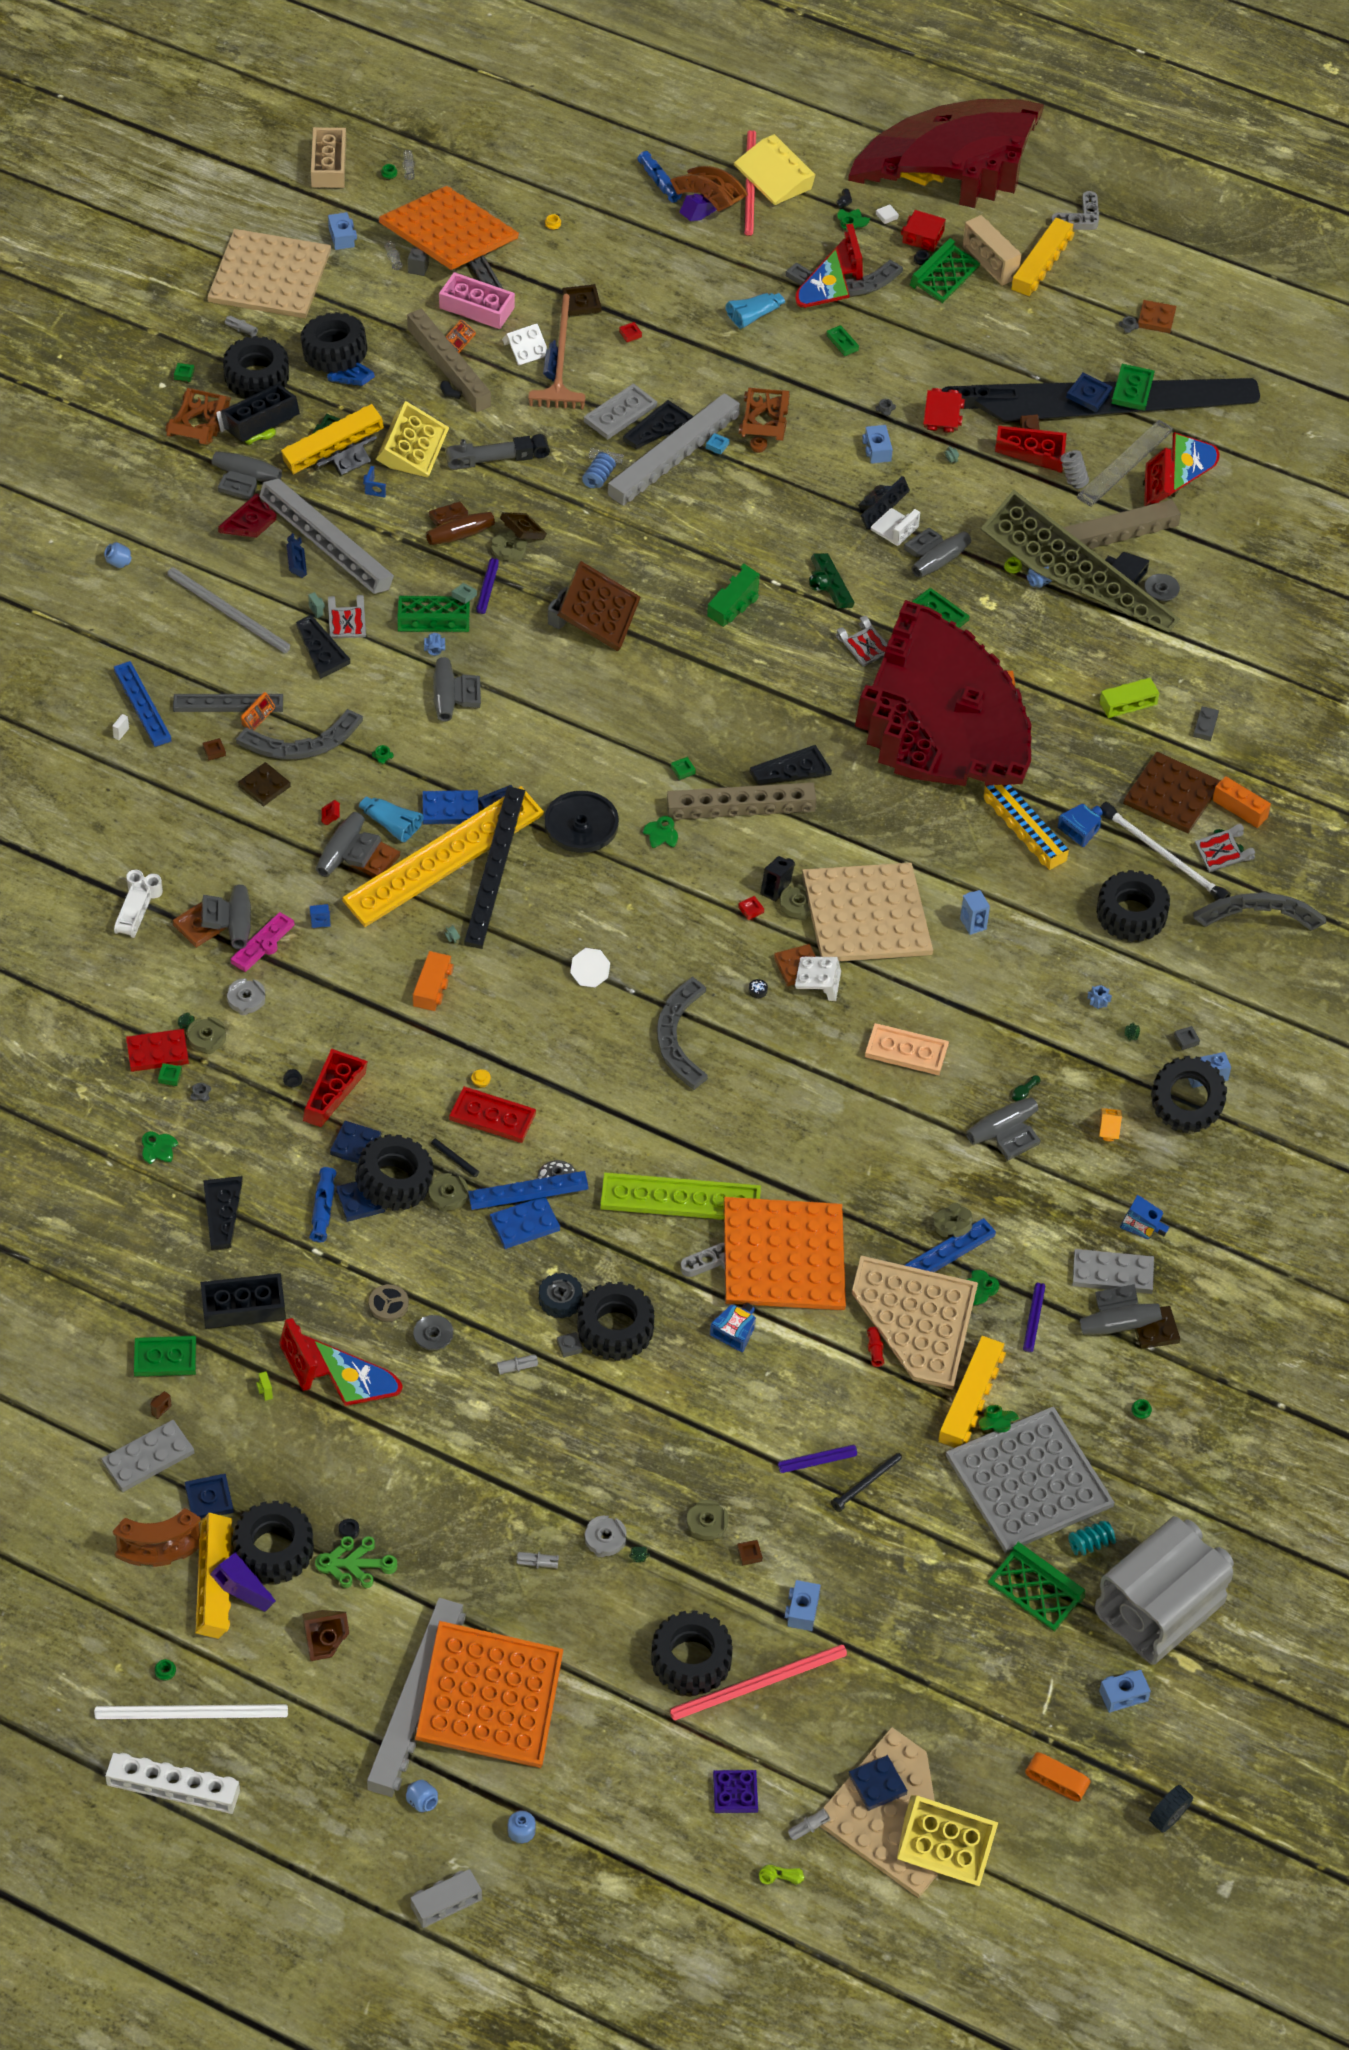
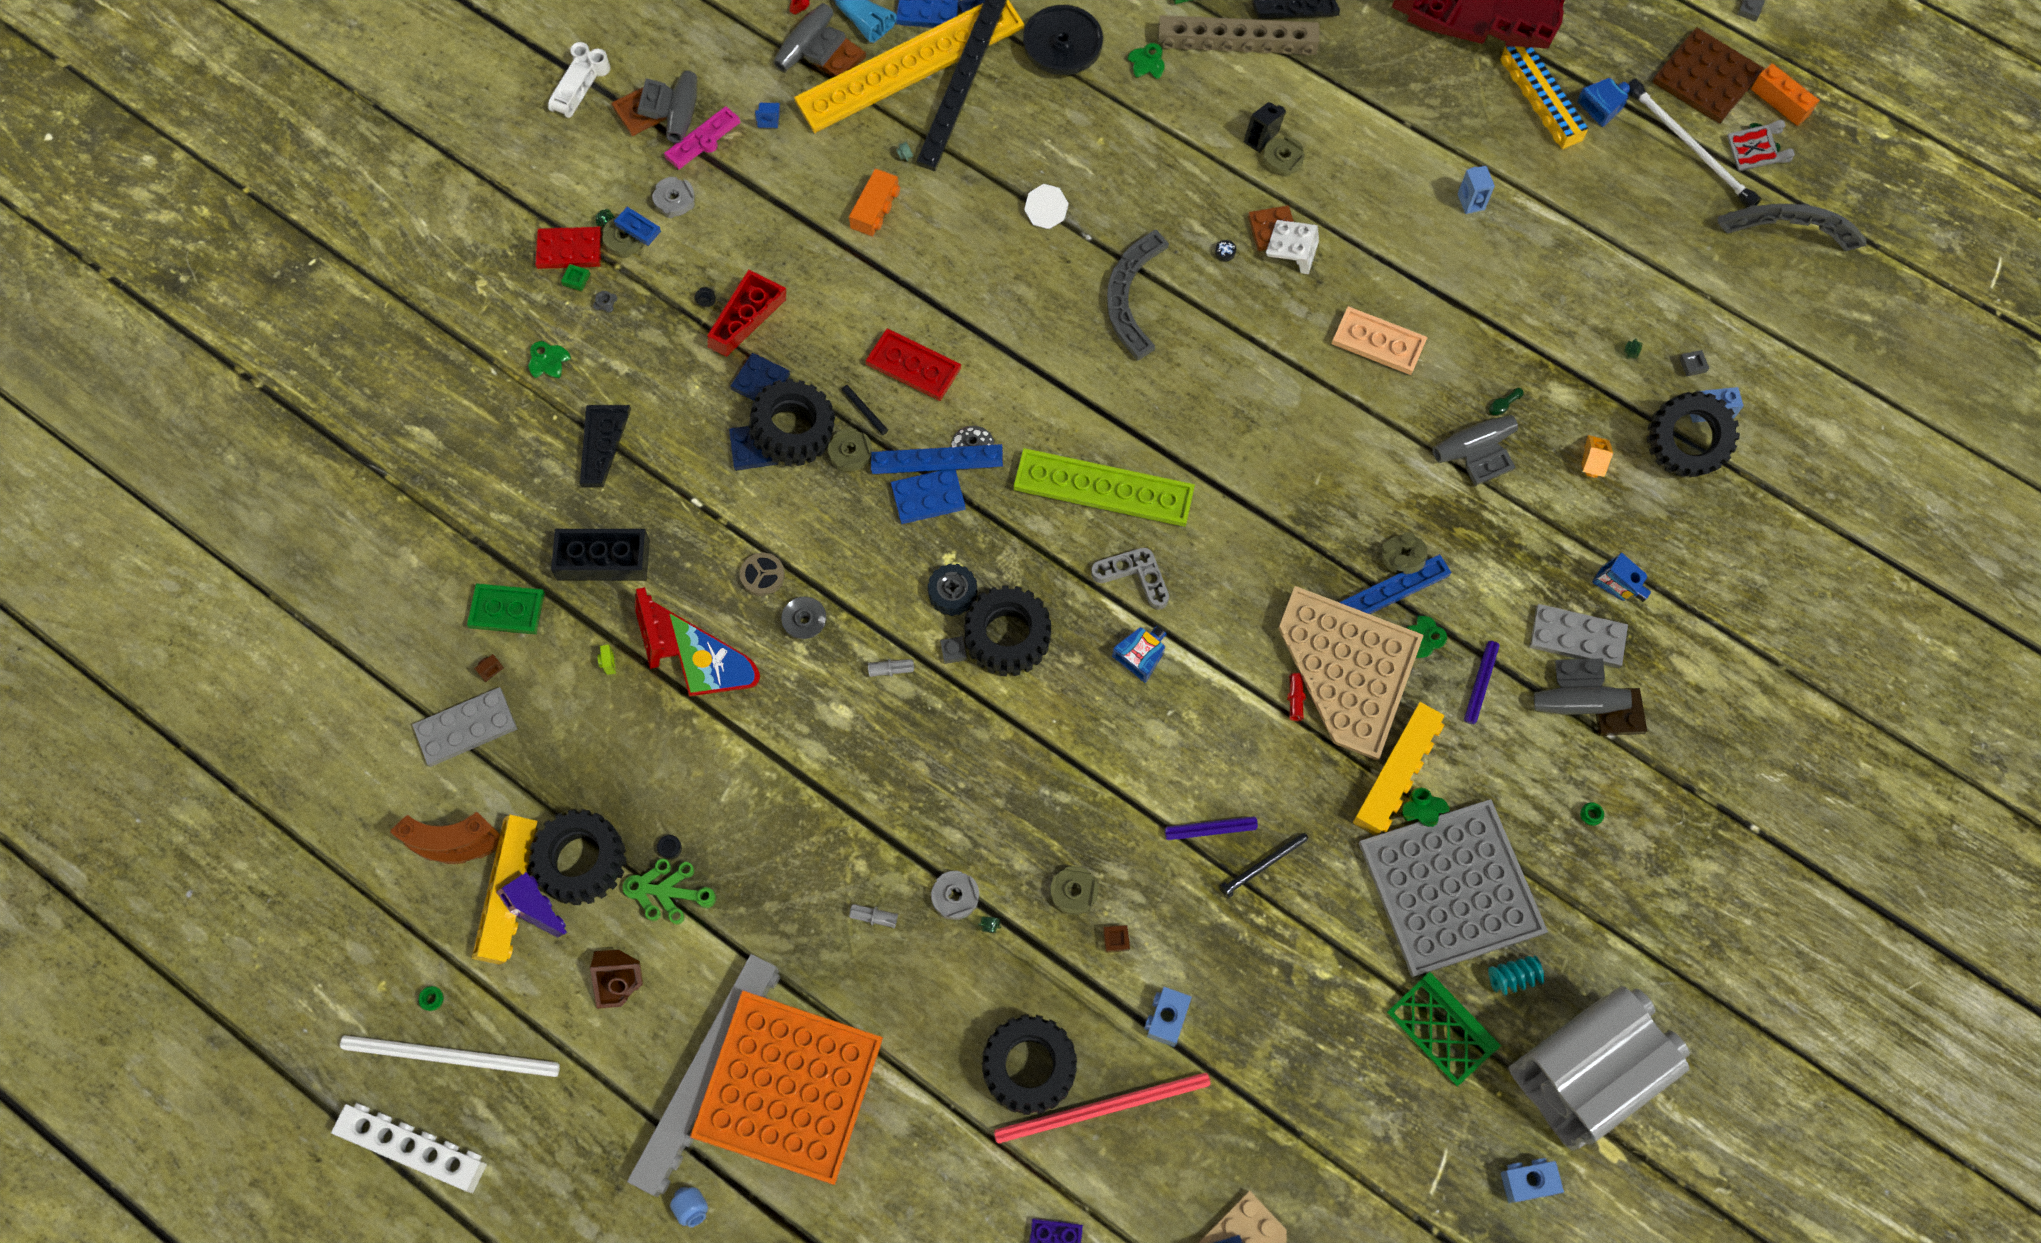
camera: 10 degrees right, 15 degrees up
(209, 1496) = (520, 788): dark blue plate -> none
(220, 1023) = (637, 226): none -> blue plate
(323, 1204) = (710, 448): blue piece -> none
(481, 1078) = (908, 320): yellow plate -> none
(751, 908) = (1231, 157): red plate -> none
(784, 1253) = (1209, 570): orange plate -> none
(867, 912) = (1357, 176): tan plate -> none
(1099, 996) = (1601, 303): medium blue gear -> none
(1134, 887) = (1657, 180): black tyre -> none

